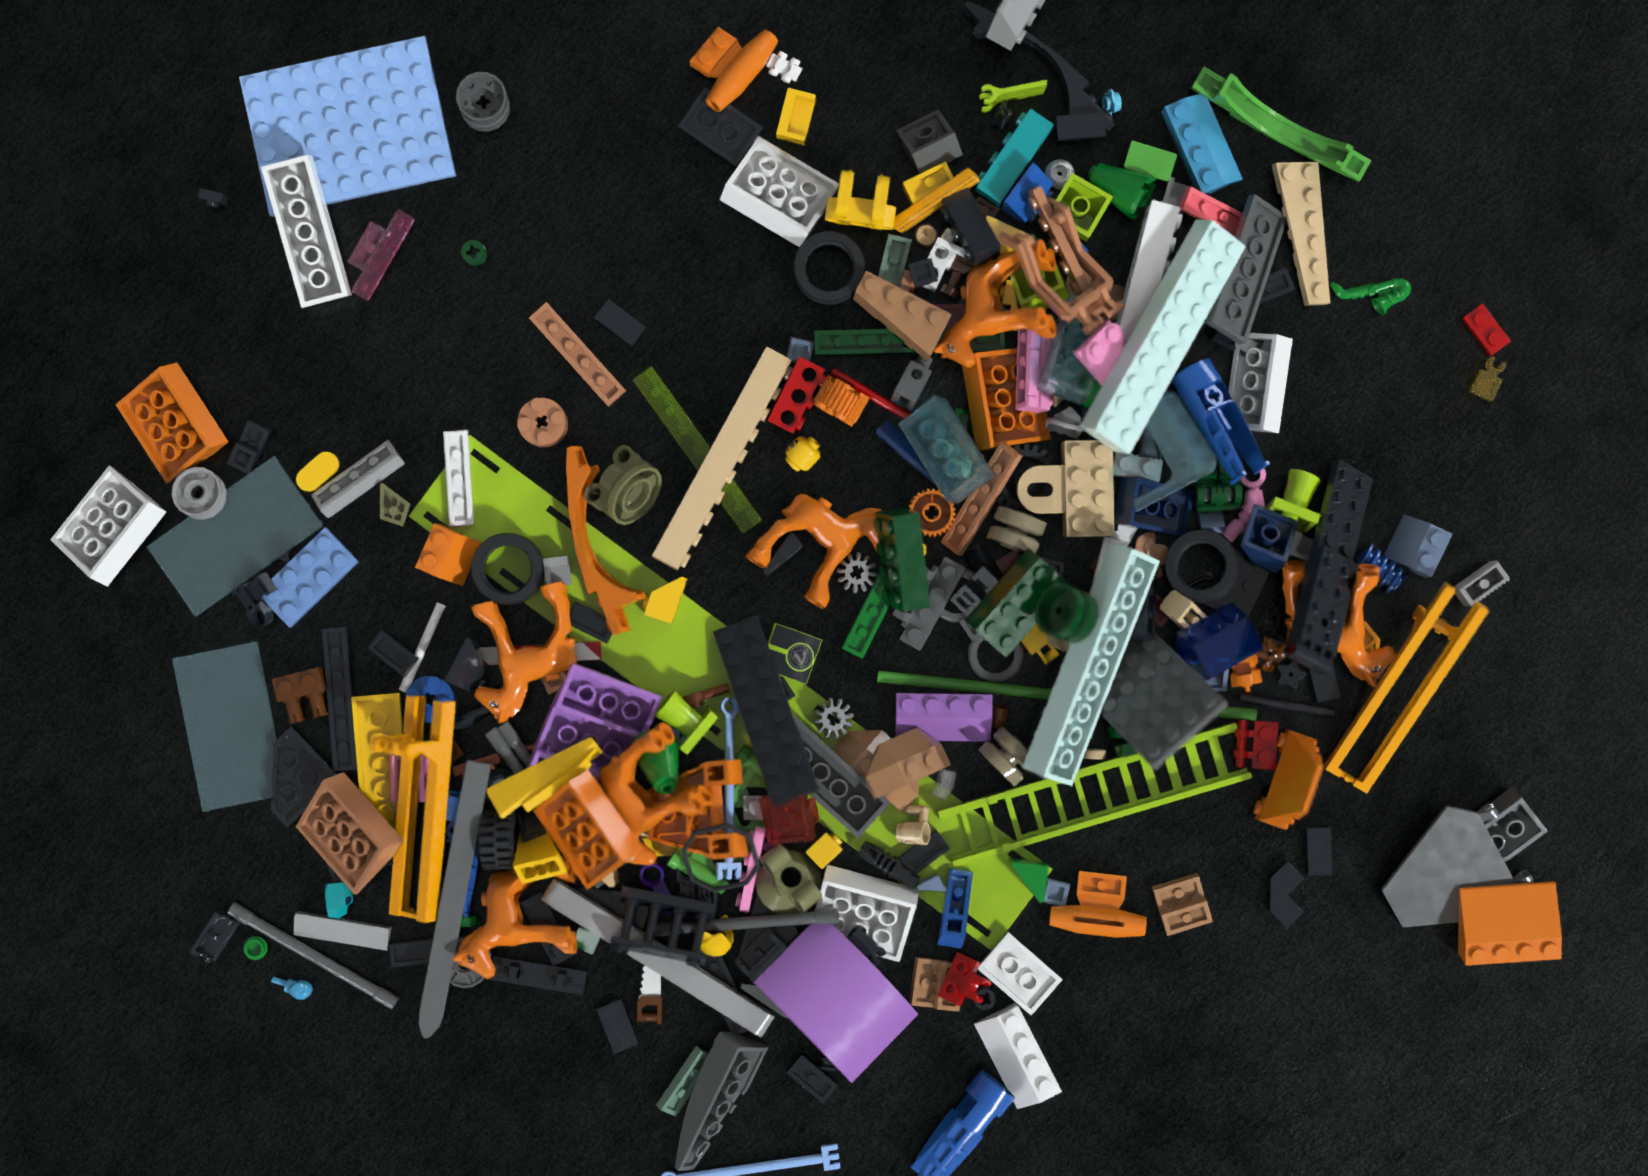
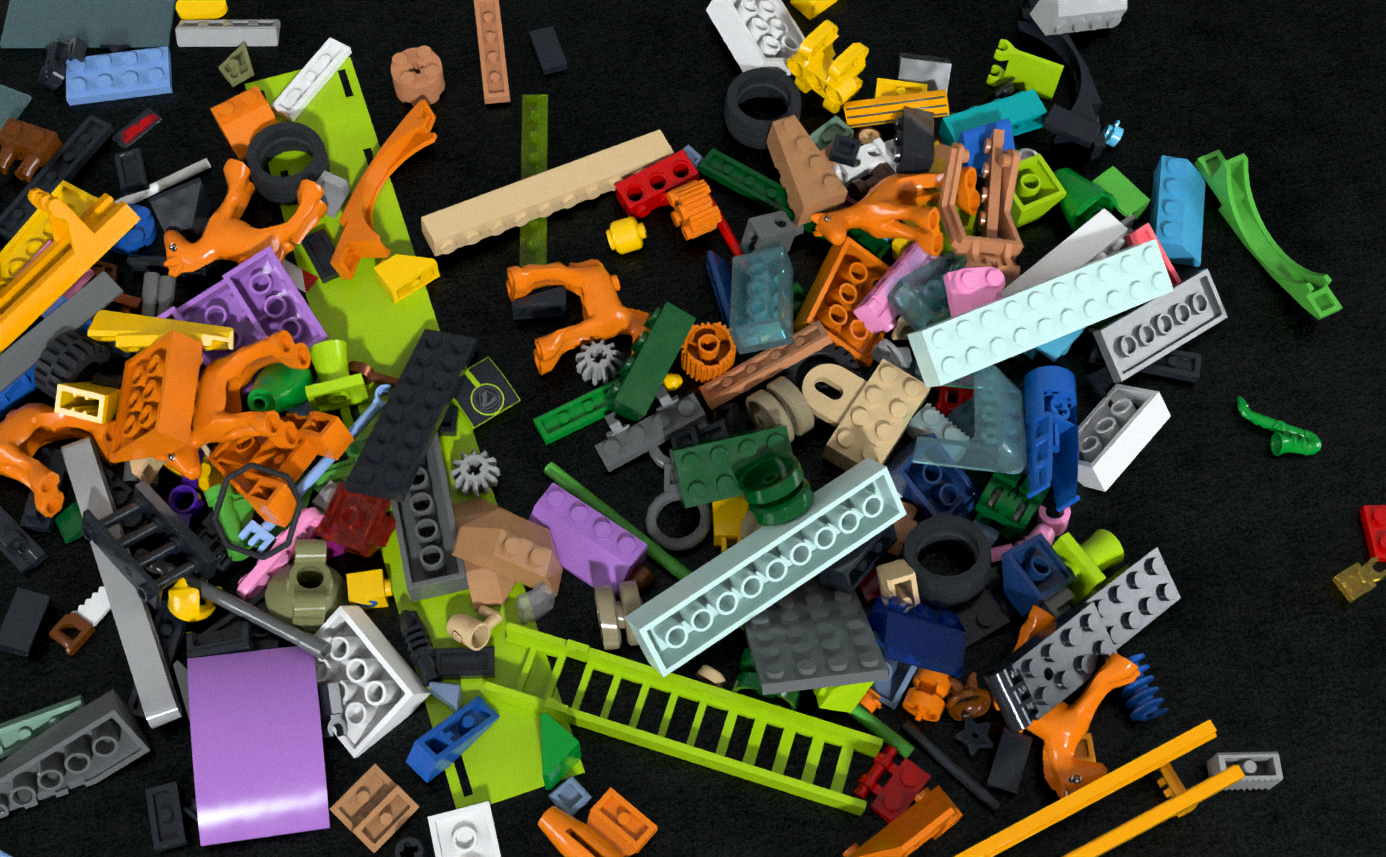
camera: 30 degrees right, 25 degrees down
(360, 611) = (136, 128): none -> sticker
(625, 487) = (446, 179): olive piece -> none
(962, 981) = (401, 815): red plate -> none
(1303, 210) = (1245, 323): tan wing -> none
(1417, 545) = (1194, 692): sand blue slope -> none

